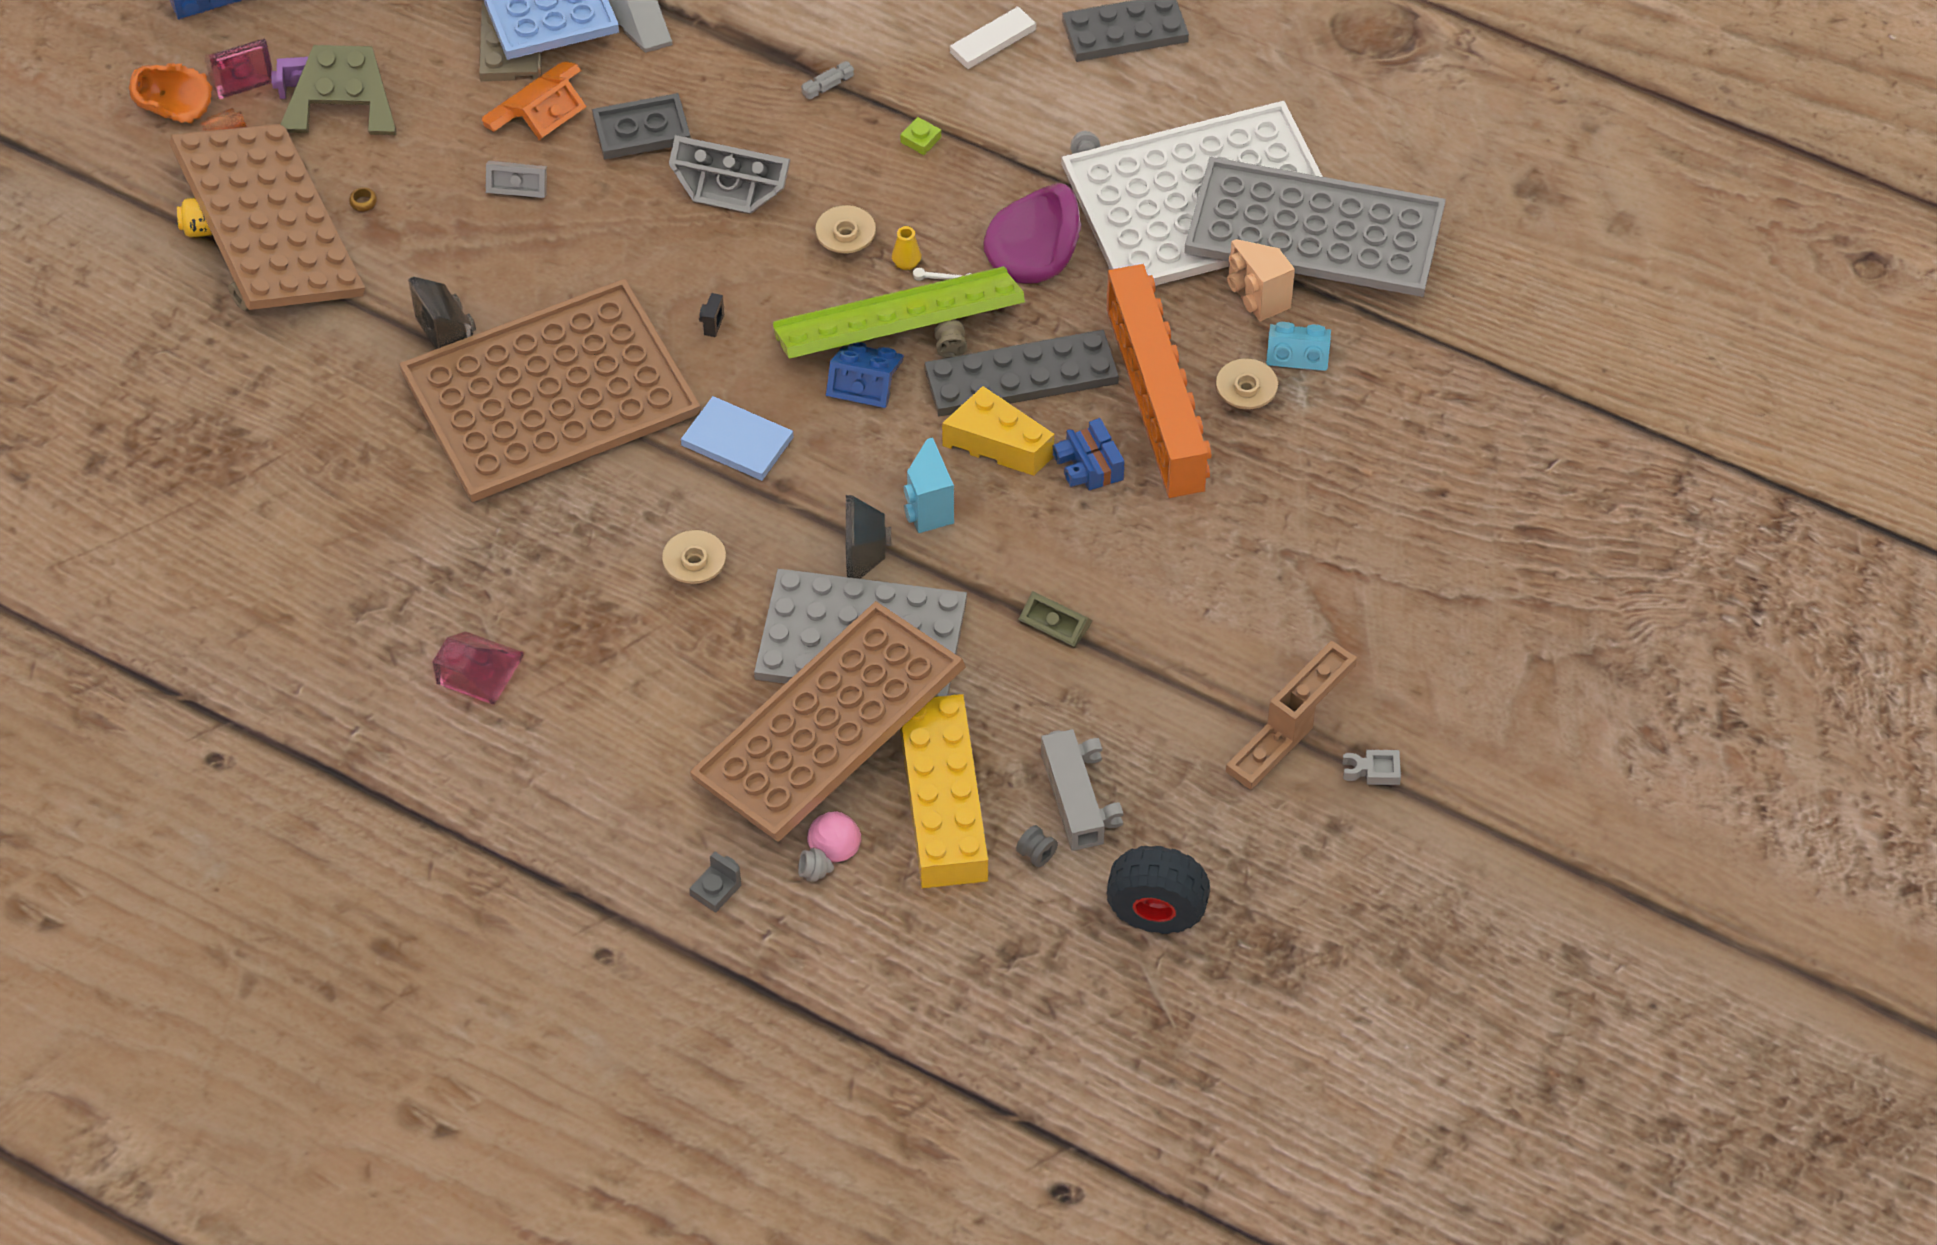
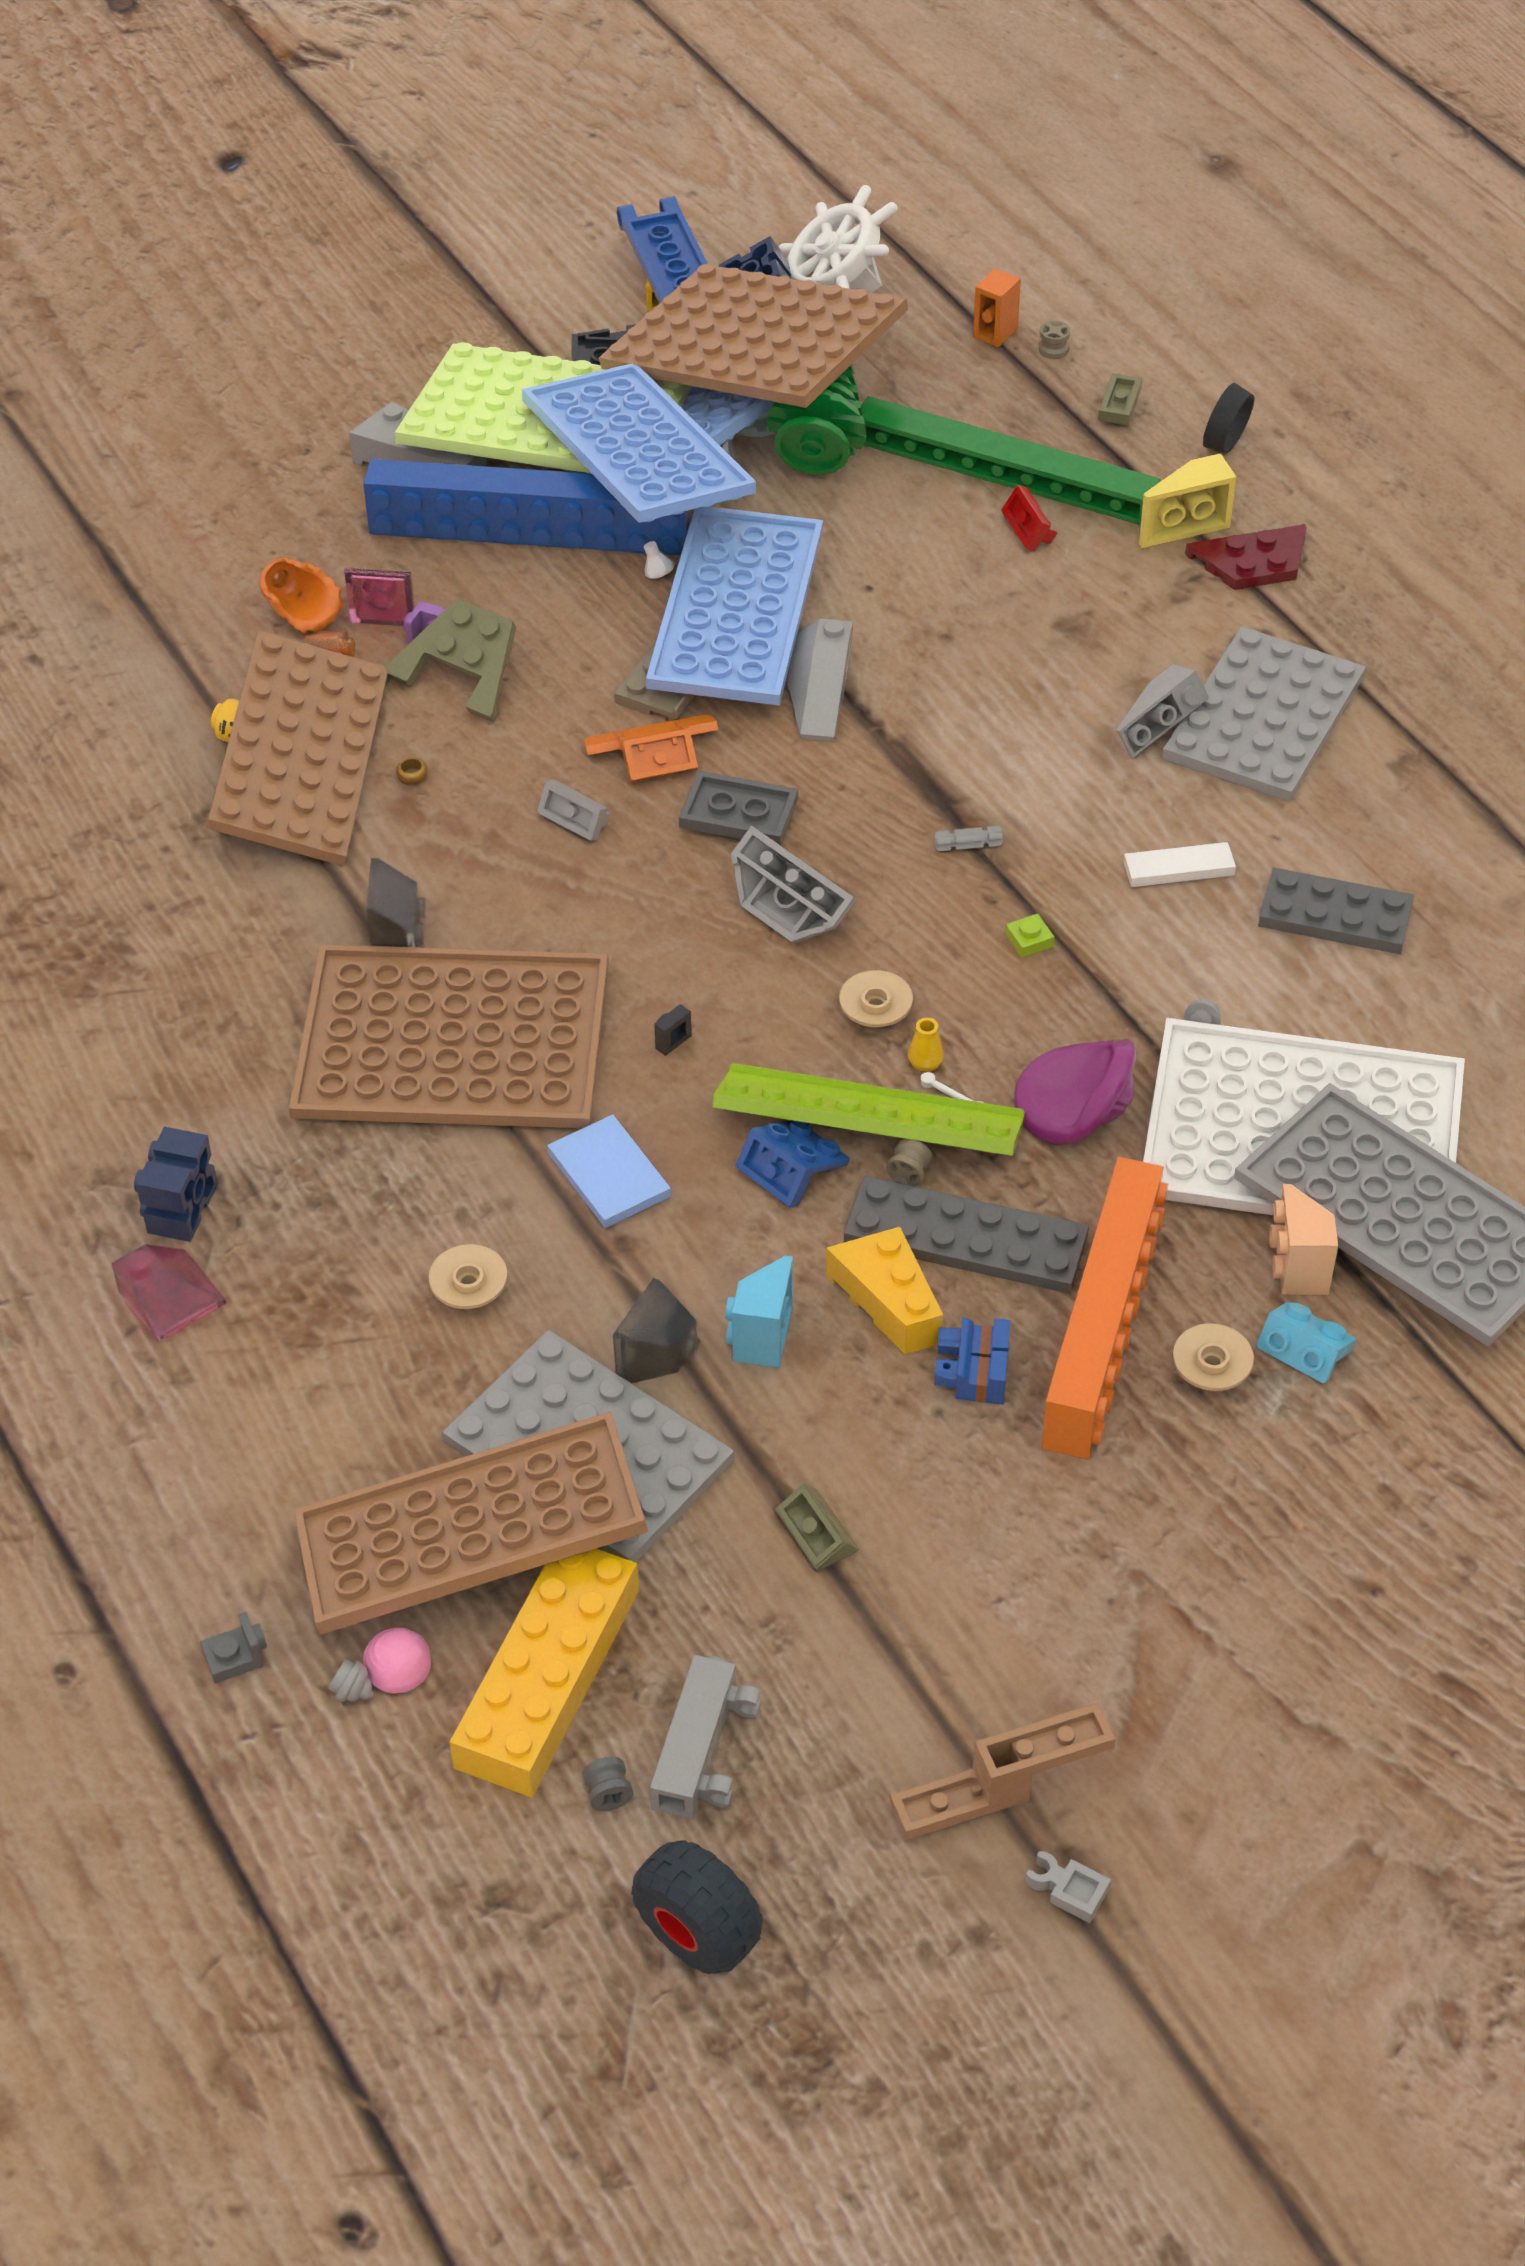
camera: 30 degrees right, 5 degrees down
(432, 585) = (176, 1183): none -> dark blue brick

